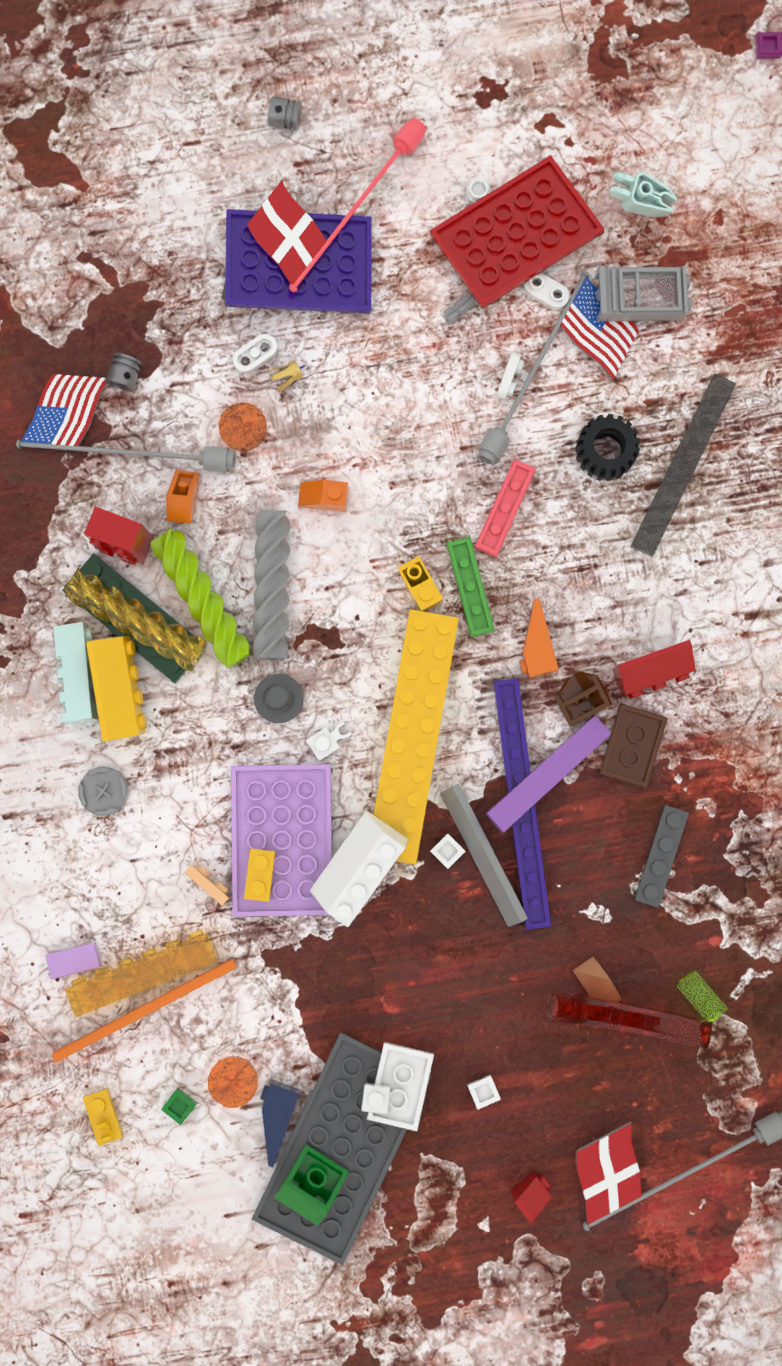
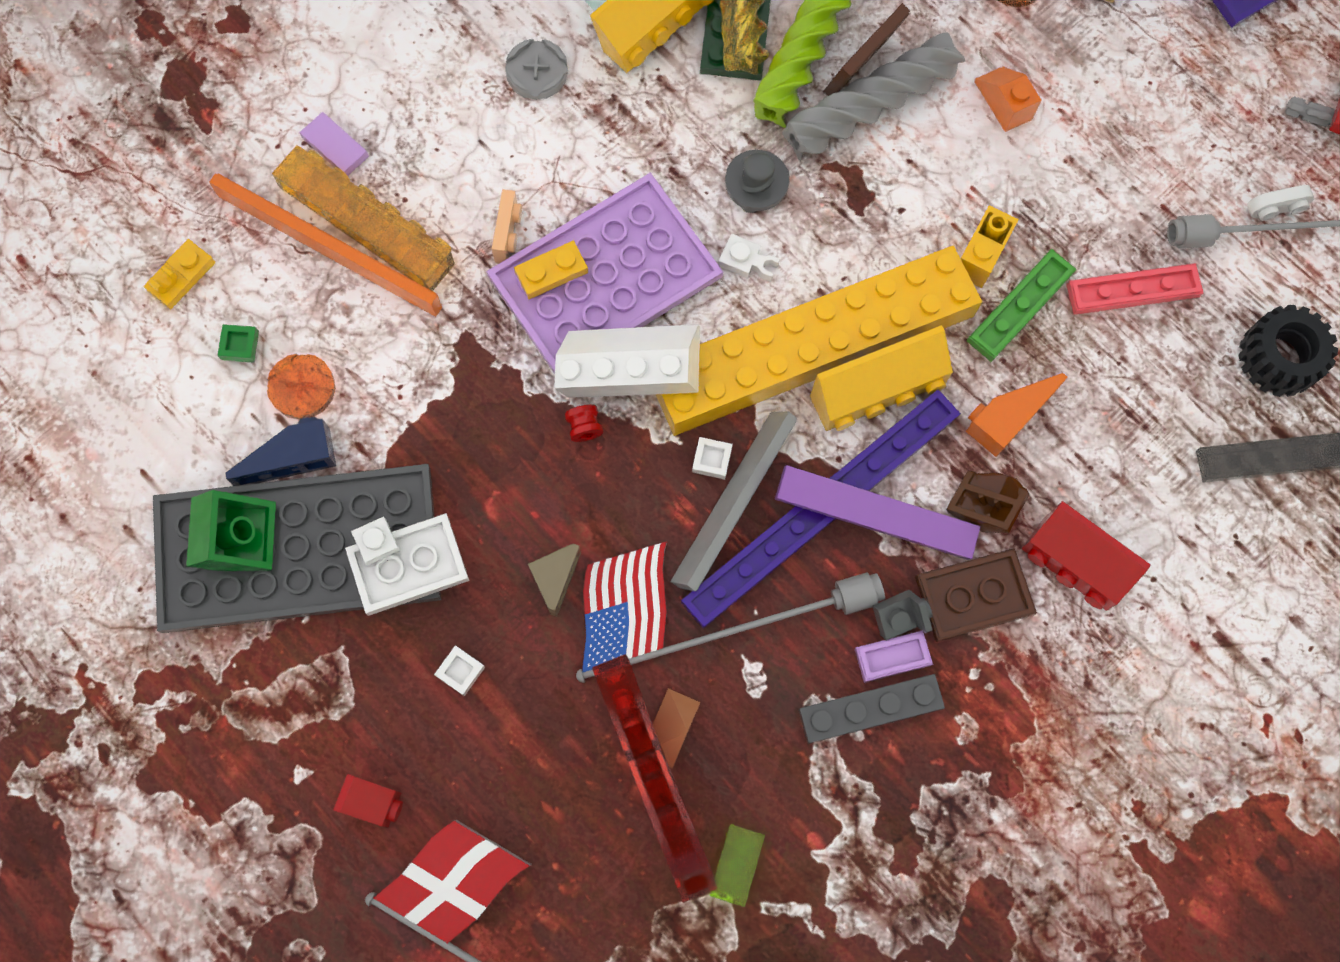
camera: 50 degrees right, 10 degrees down
(239, 569) = (867, 50): none -> reddish brown tile
(374, 917) = (584, 423): none -> red wheel
(461, 999) = (554, 575): none -> dark tan slope
(467, 713) = (882, 379): none -> yellow slope
(511, 964) = (629, 610): none -> flag
(618, 800) = (902, 614): none -> dark grey bracket
(638, 821) = (893, 656): none -> lavender tile

